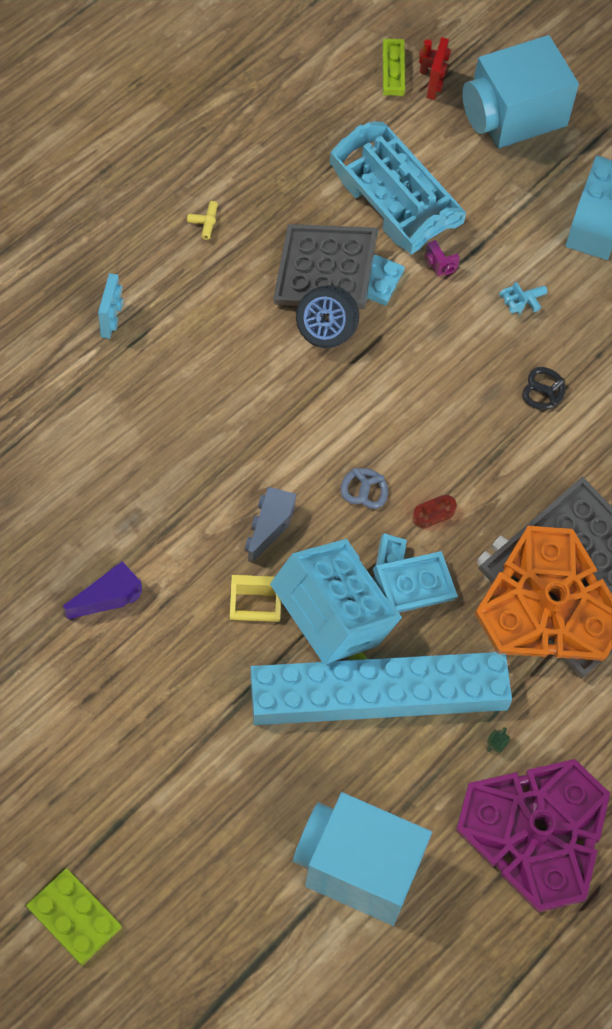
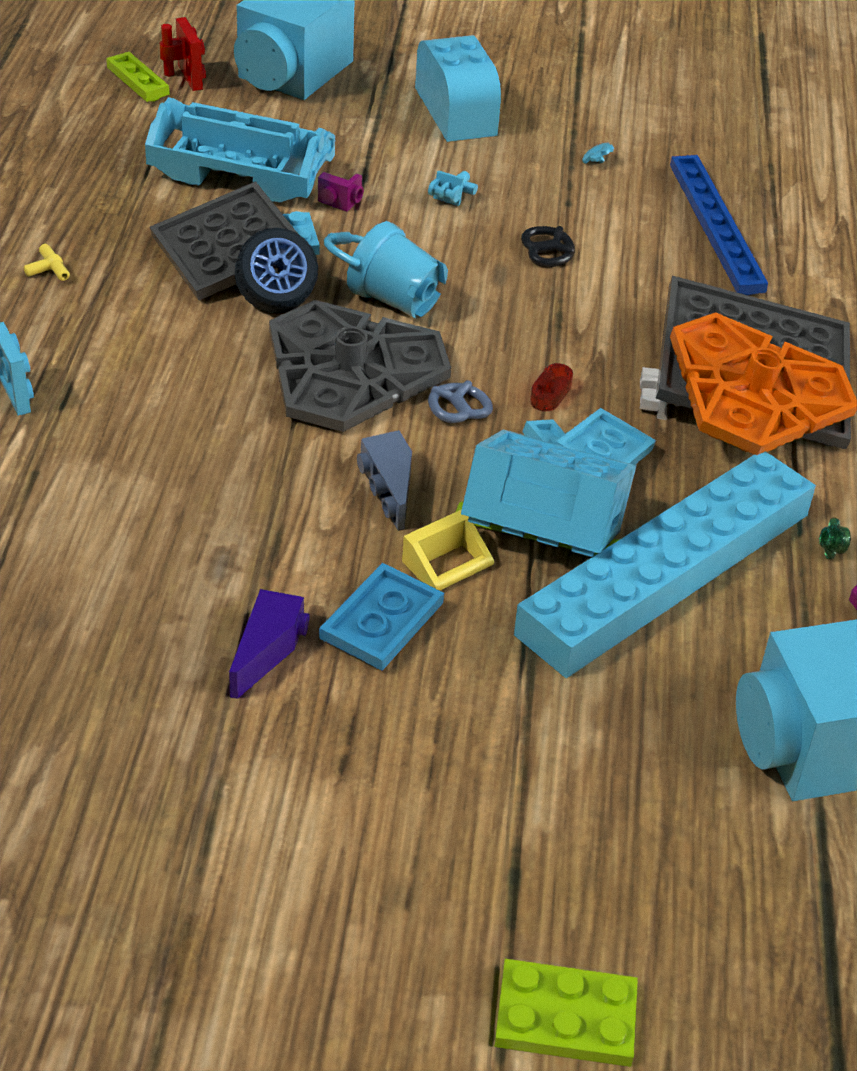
camera: 35 degrees left, 20 degrees down
(182, 618) = (381, 616): none -> dark azure plate
(299, 430) = (346, 368): none -> dark grey plate
(401, 355) = (390, 268): none -> medium azure piece

